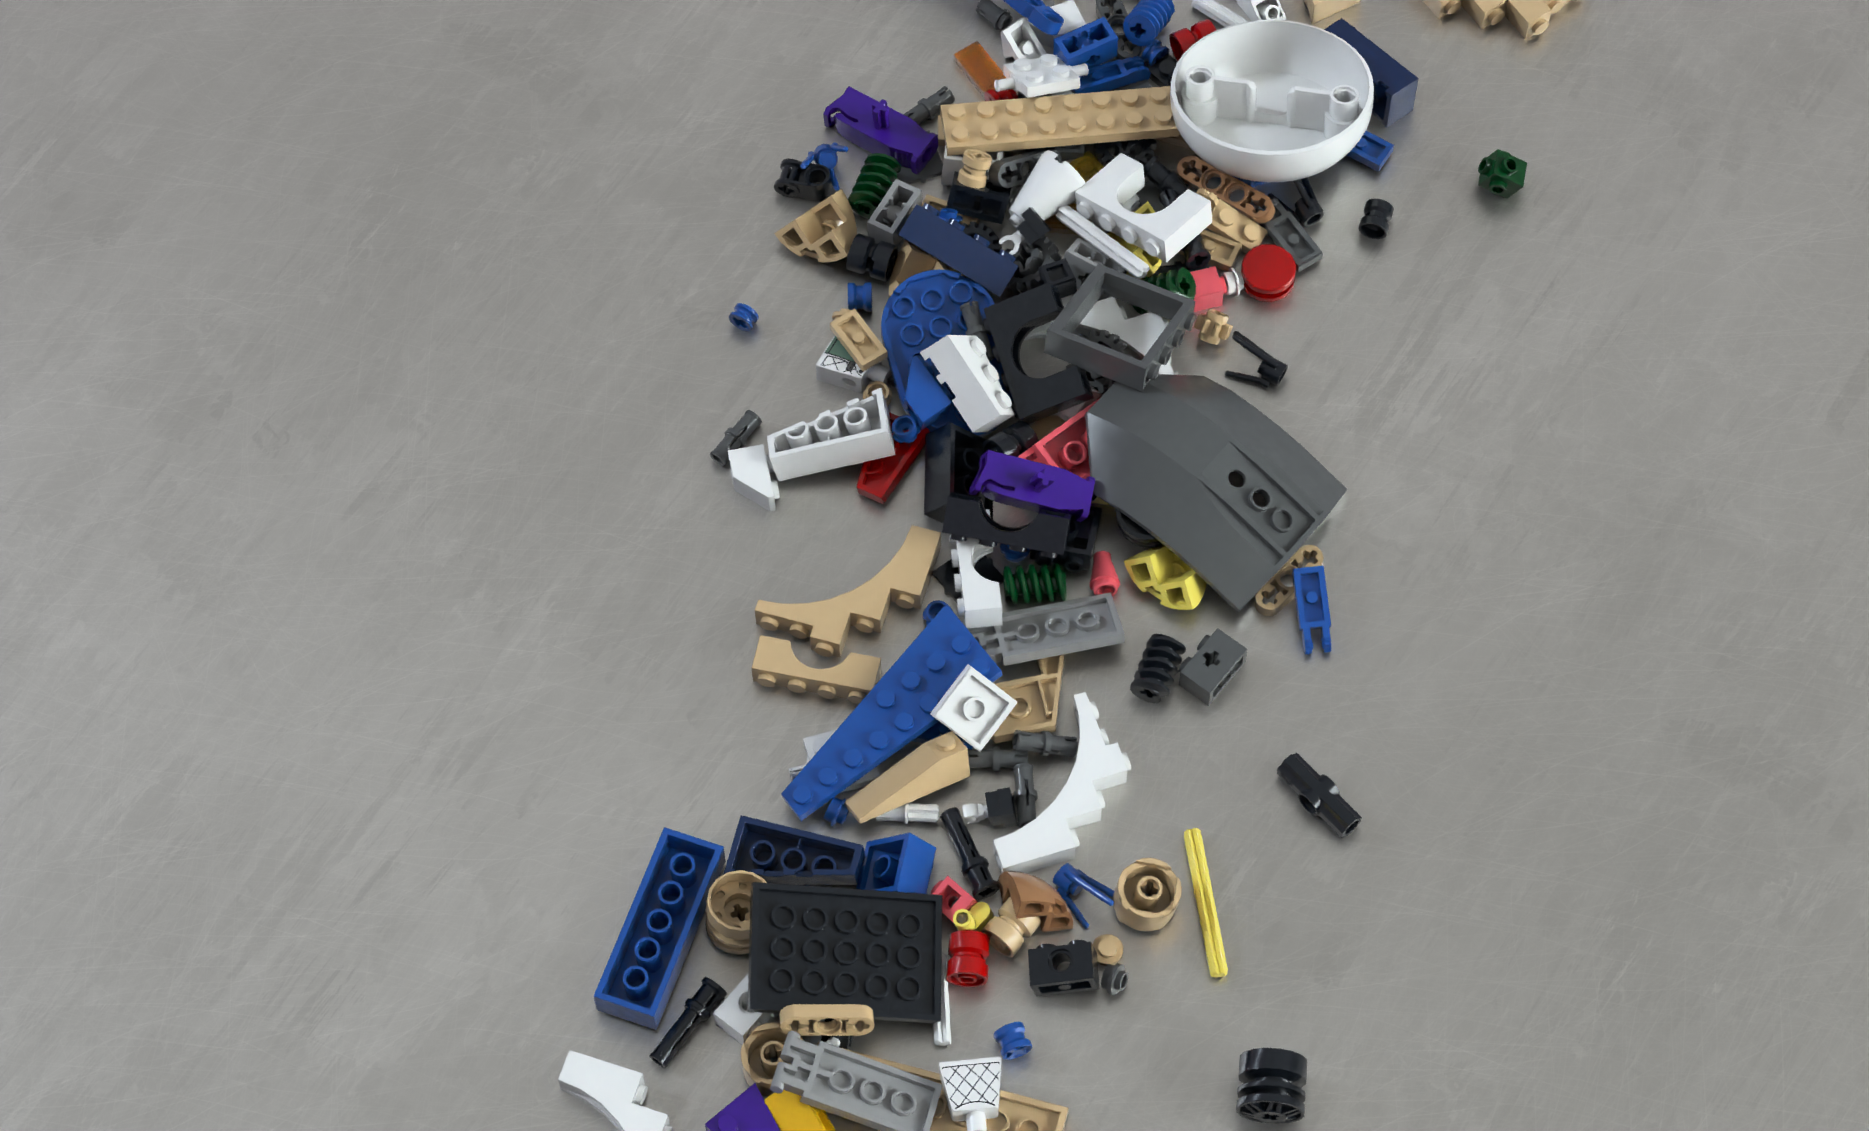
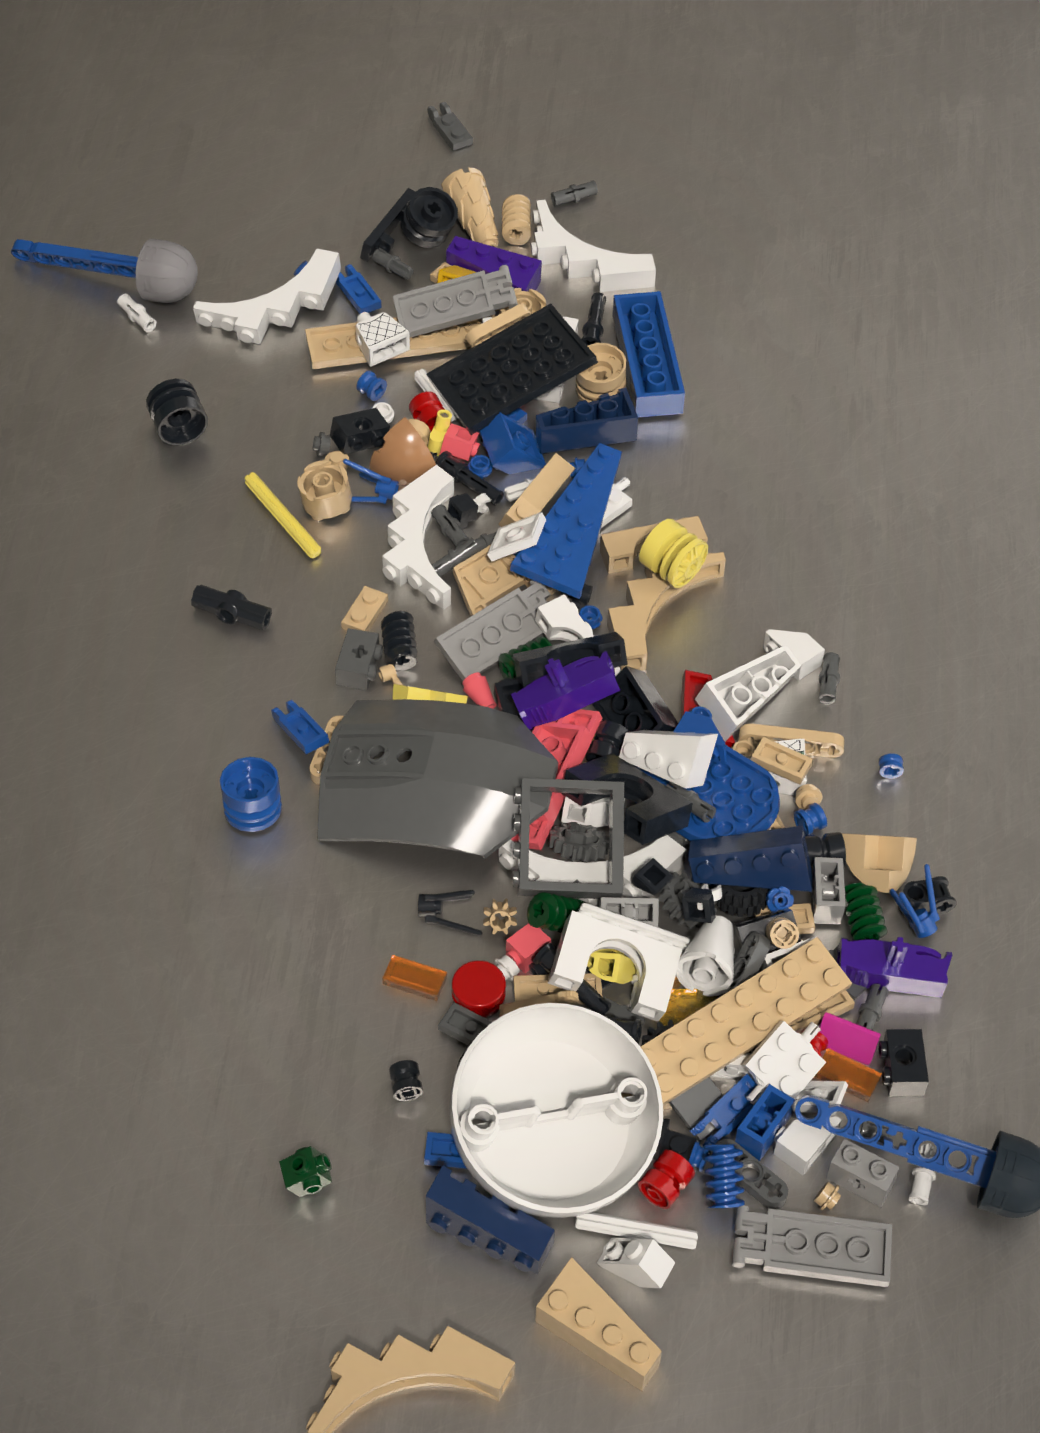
camera: 150 degrees right, 10 degrees down
(814, 379) = (822, 743): none -> tan beam
(823, 598) = (673, 553): none -> light yellow wheel
(929, 37) = (904, 1046): none -> black brick
(946, 859) = (480, 466): none -> blue plate
(960, 91) = (849, 1038): none -> dark pink slope
(1019, 998) = (386, 411): none -> white plate
(1173, 733) = (365, 610): none -> tan plate
(1188, 641) = (388, 673): none -> tan hand
(1319, 314) = (414, 978): none -> clear orange tile
(1407, 530) = (251, 794): none -> blue wheel

